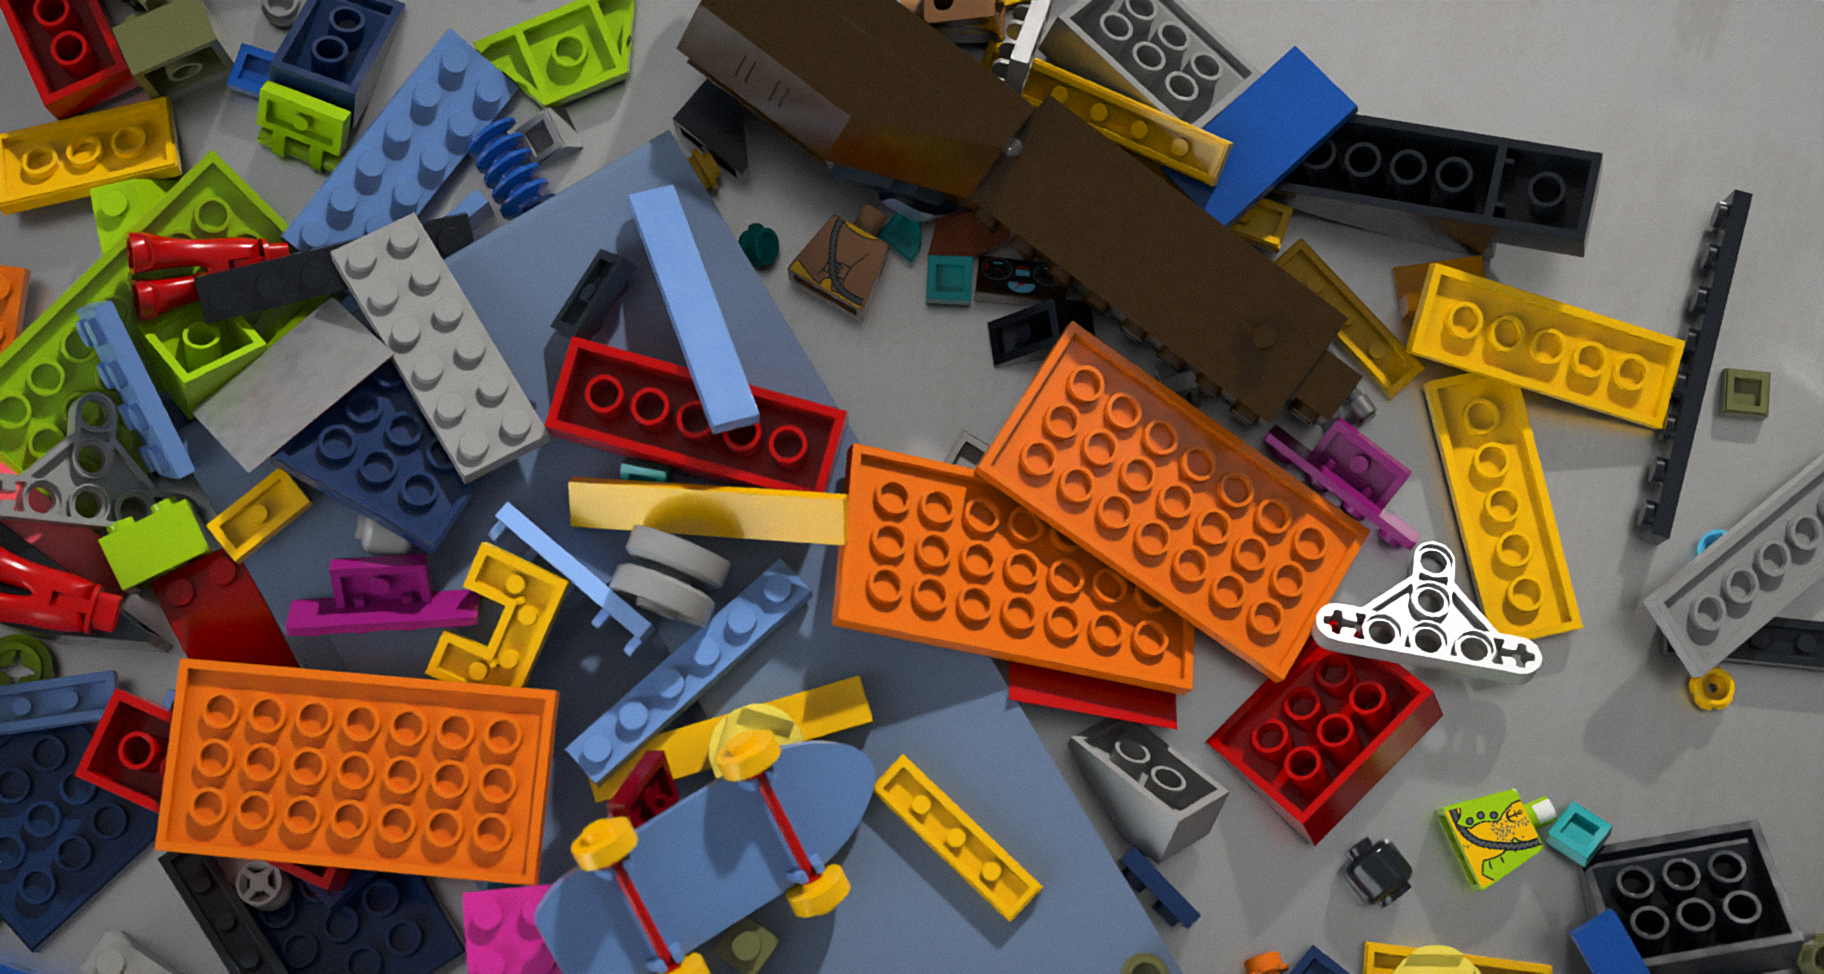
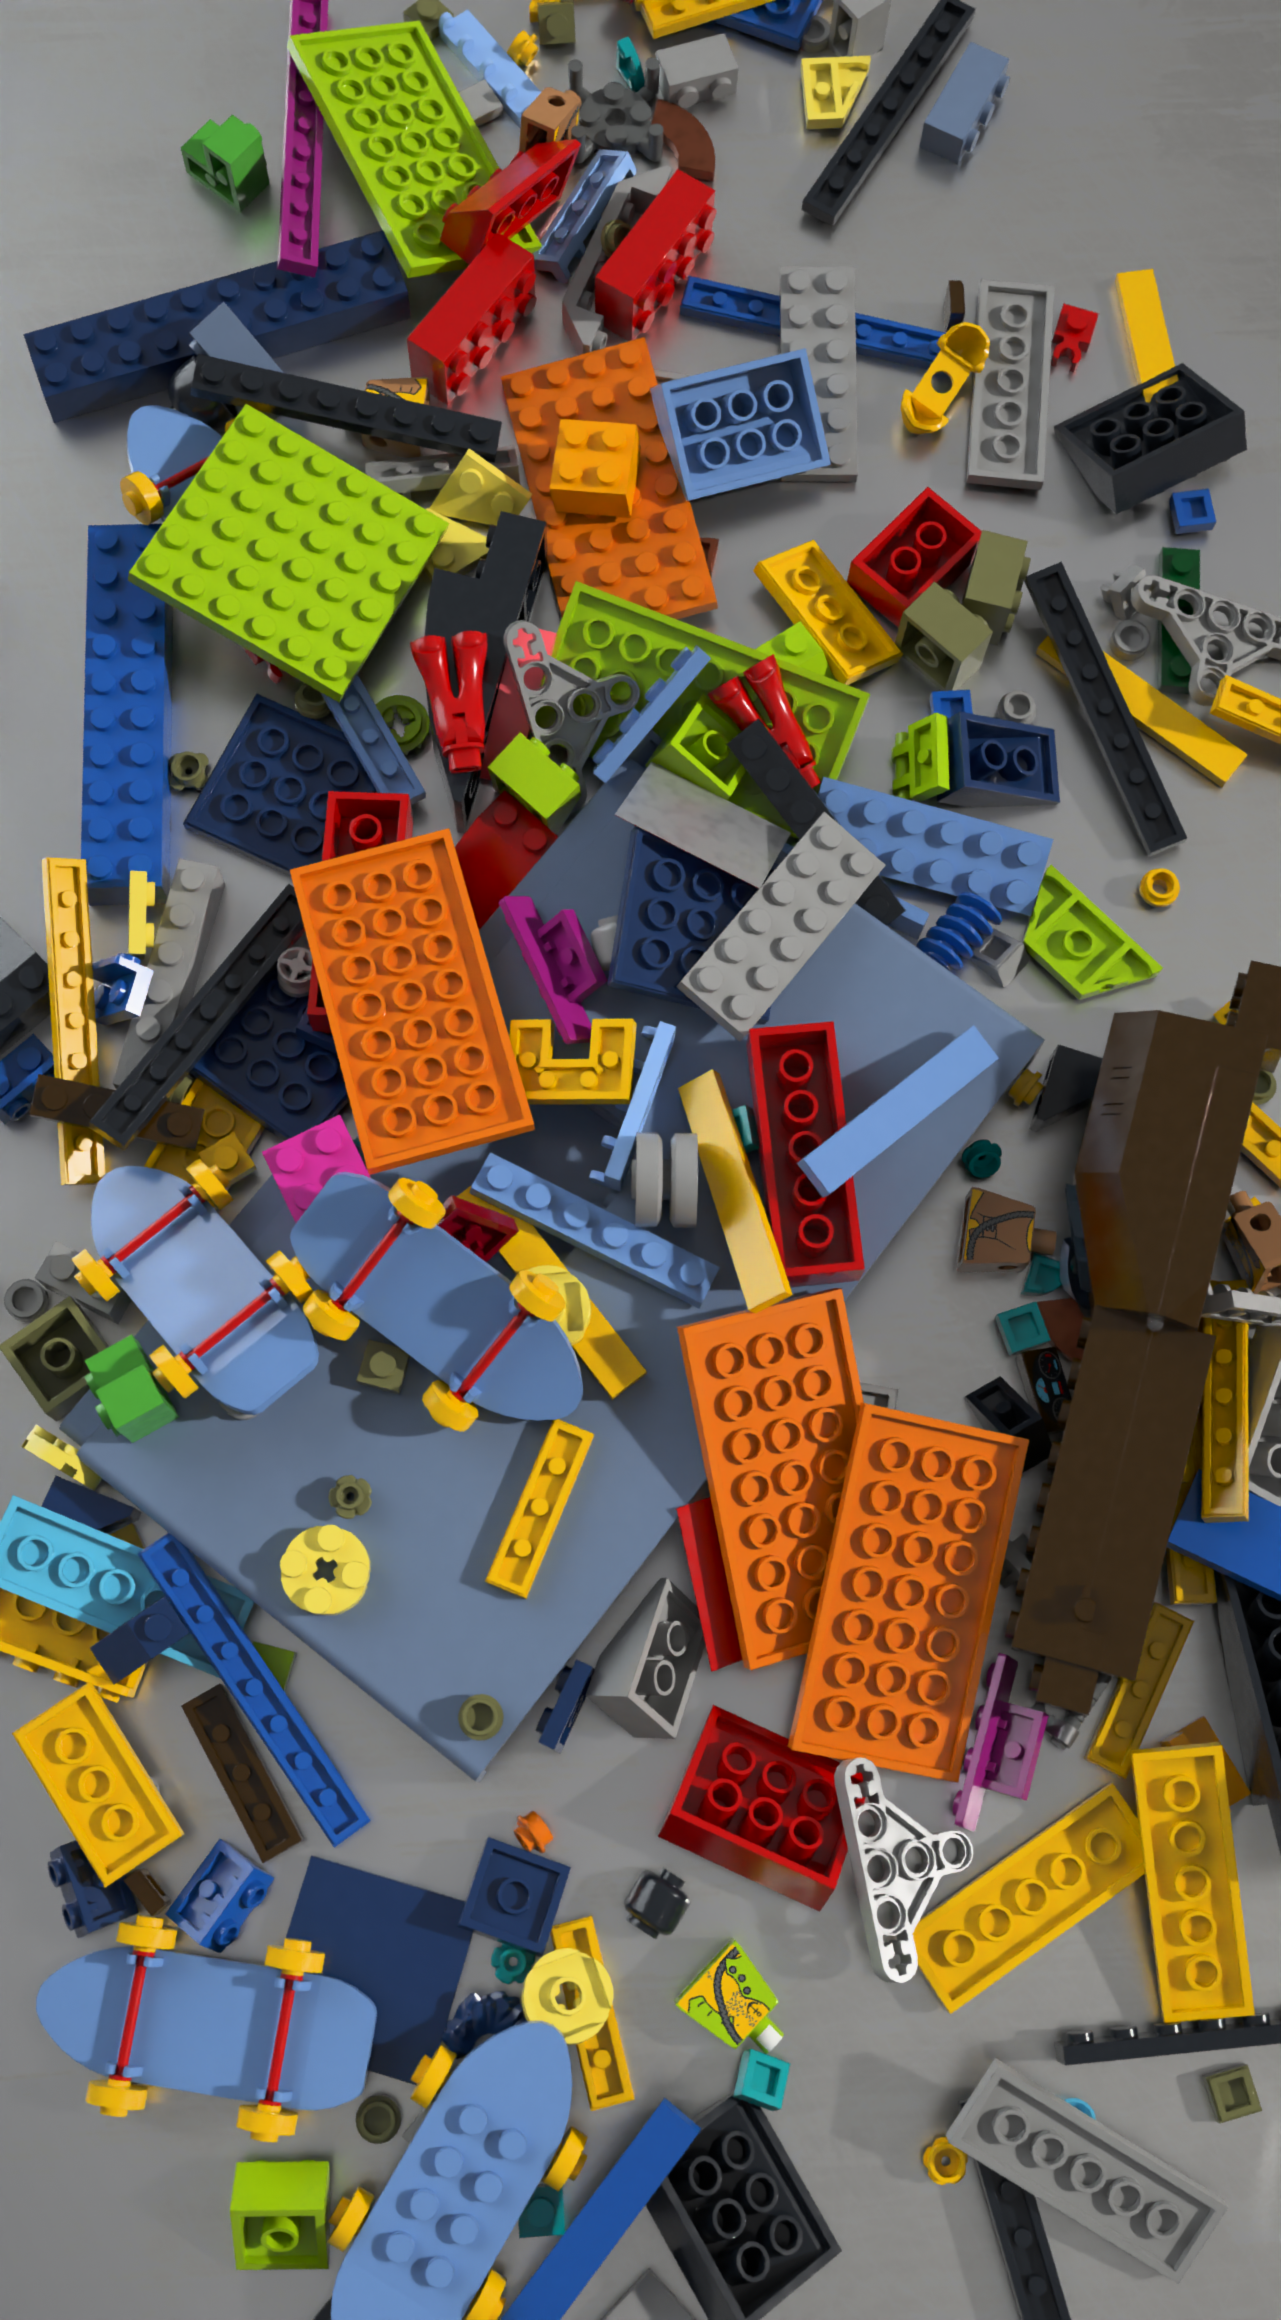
camera: 65 degrees right, 5 degrees down
(259, 515) = (587, 843): yellow plate -> none
(594, 296) = (879, 1031): black plate -> none

